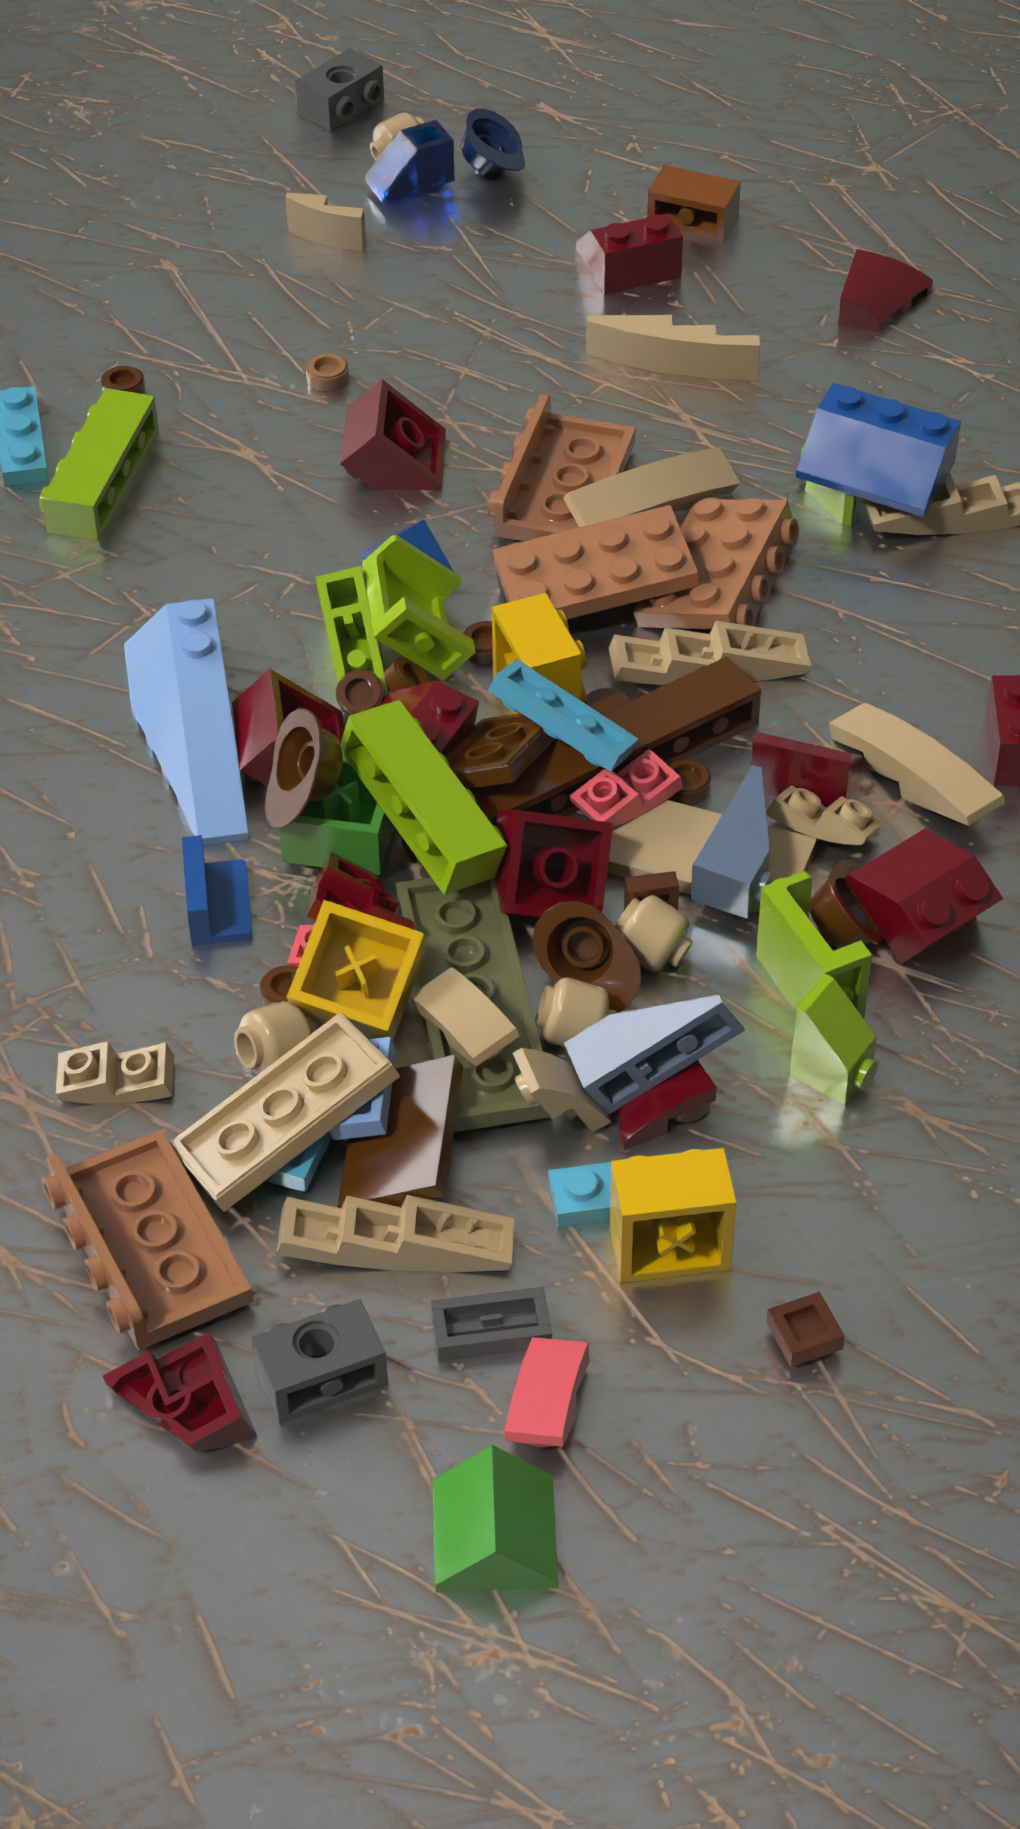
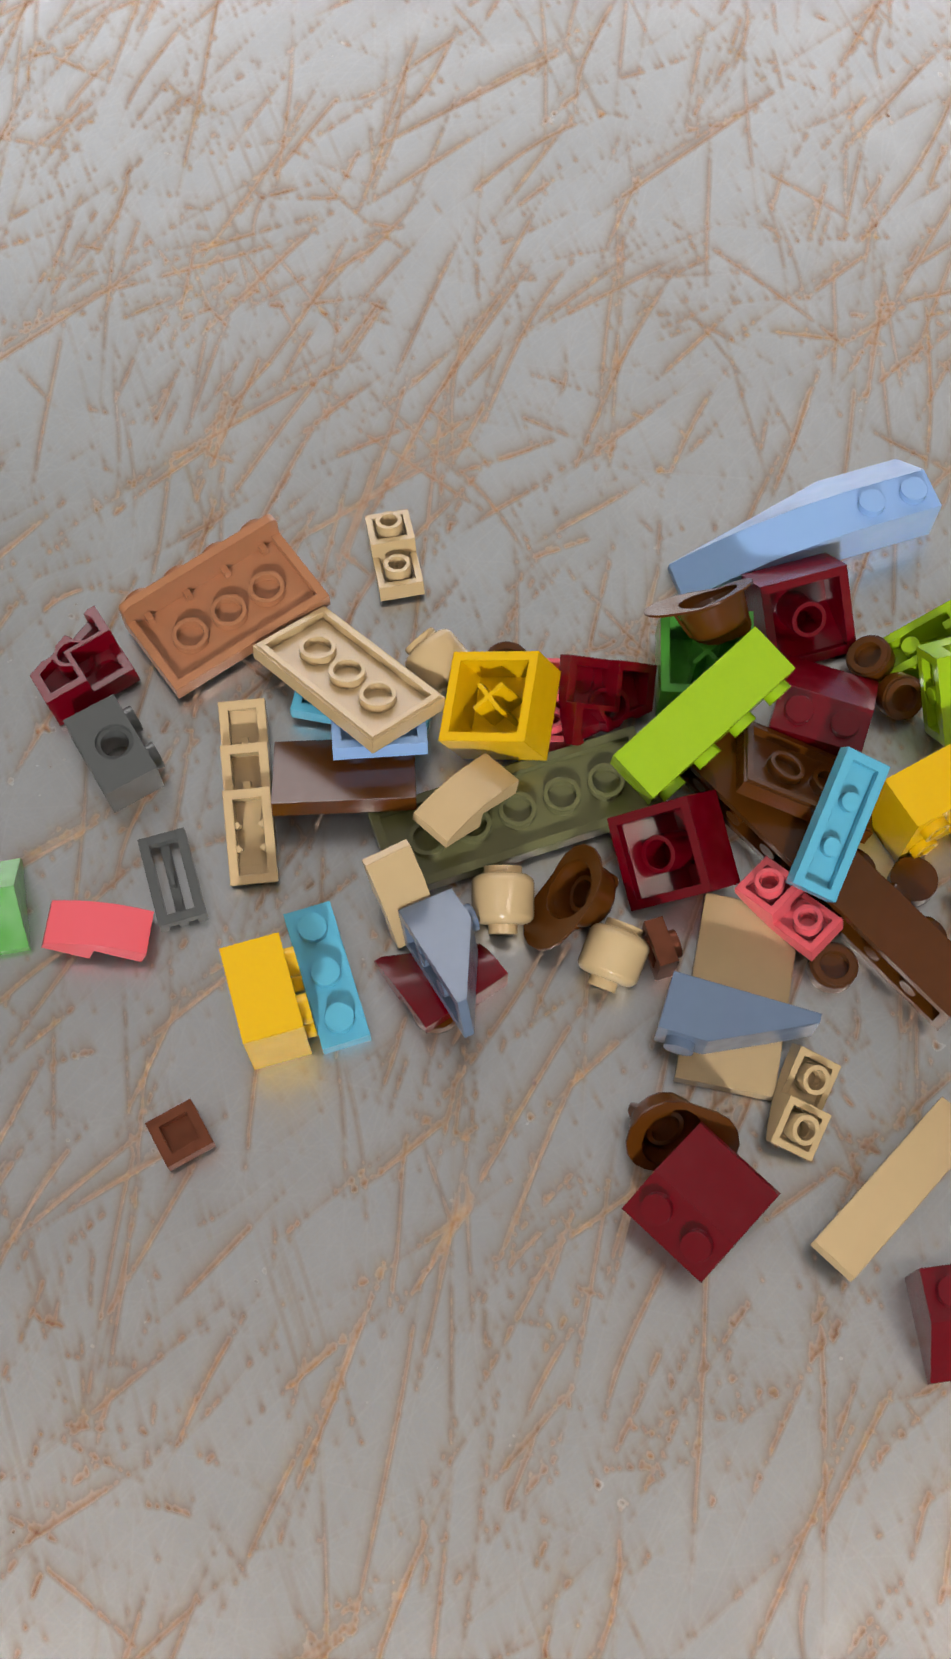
camera: 80 degrees right, 20 degrees up
(215, 897) = (600, 586): blue panel -> none
(796, 951) = (619, 1062): lime panel -> none
(806, 766) = (875, 1078): dark red slope -> none
(832, 1043) = (489, 1128): lime slope -> none

